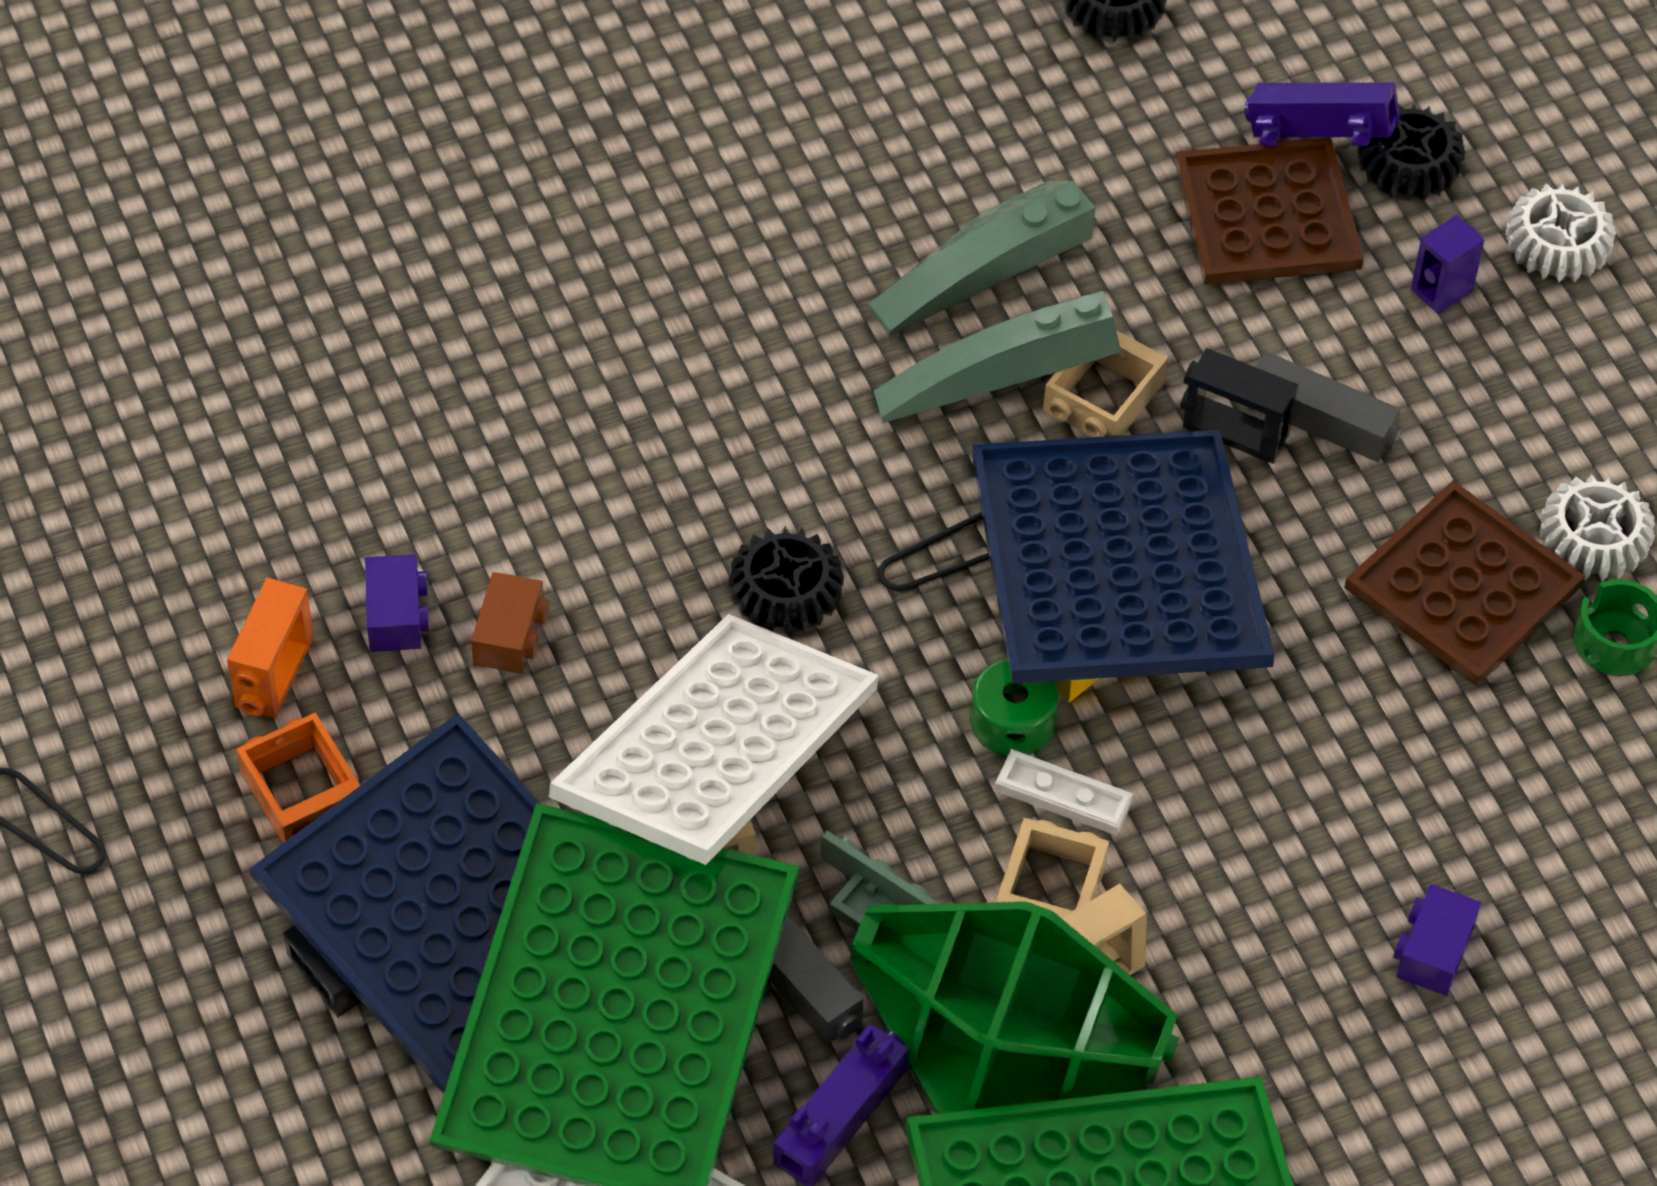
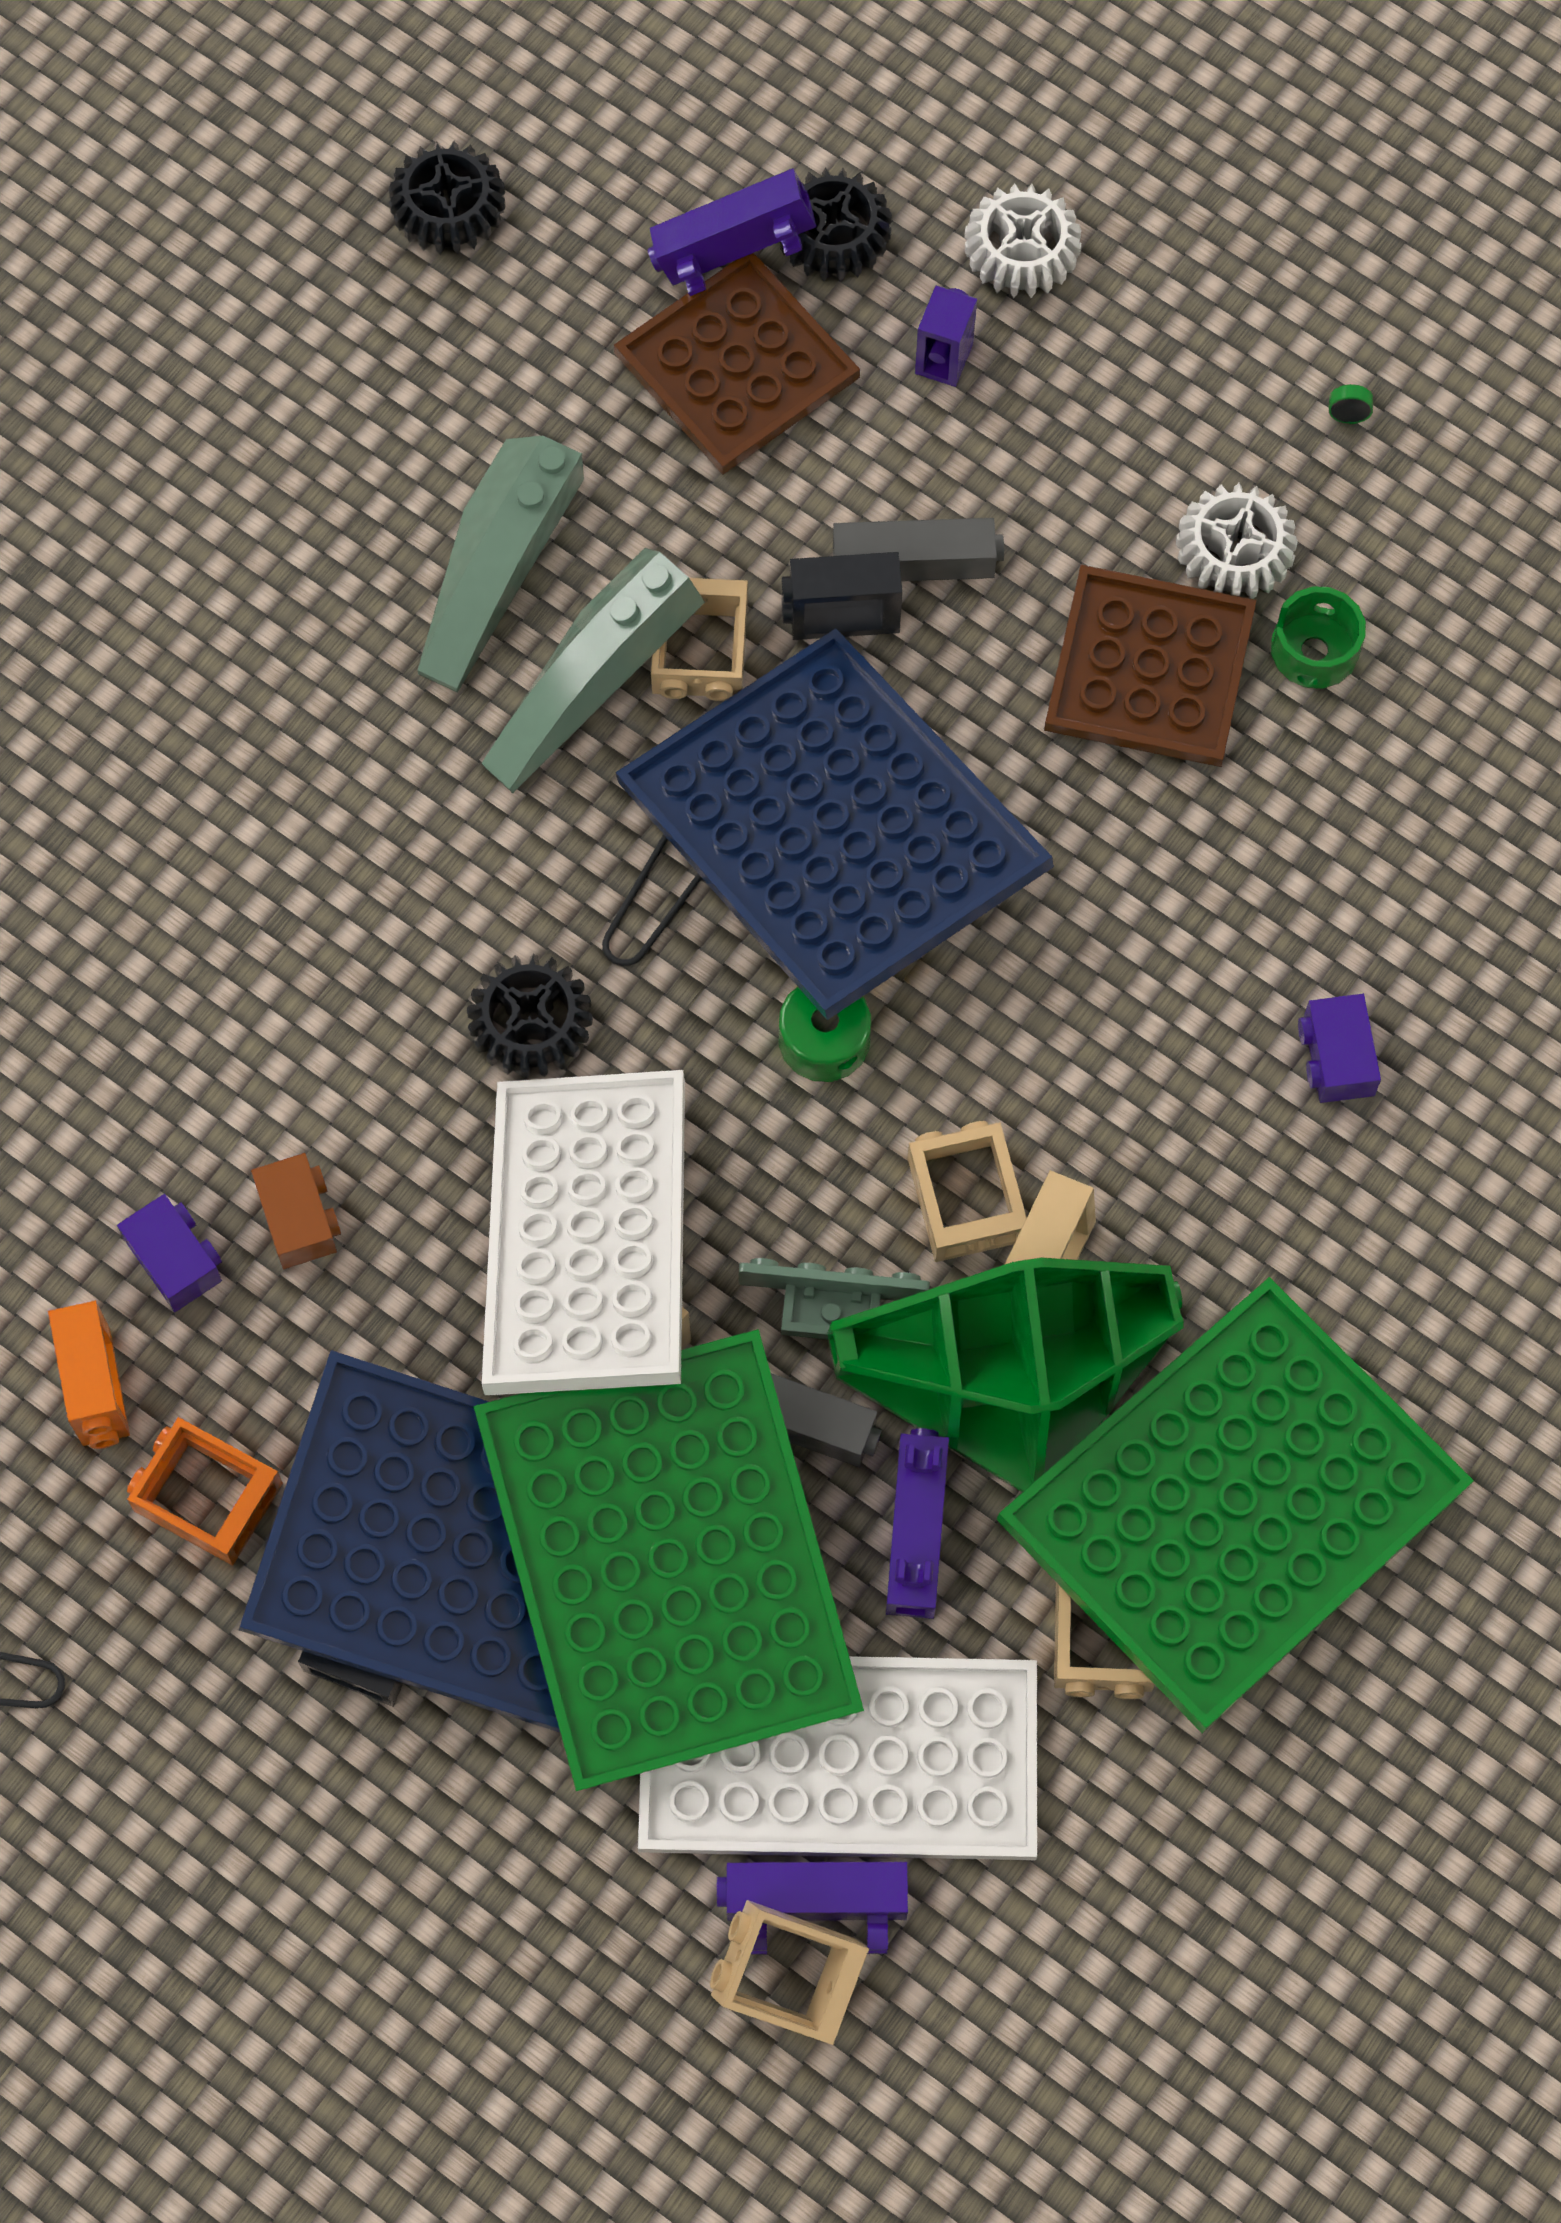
camera: 30 degrees left, 15 degrees up
(1064, 792) = (918, 1088): white tile -> none

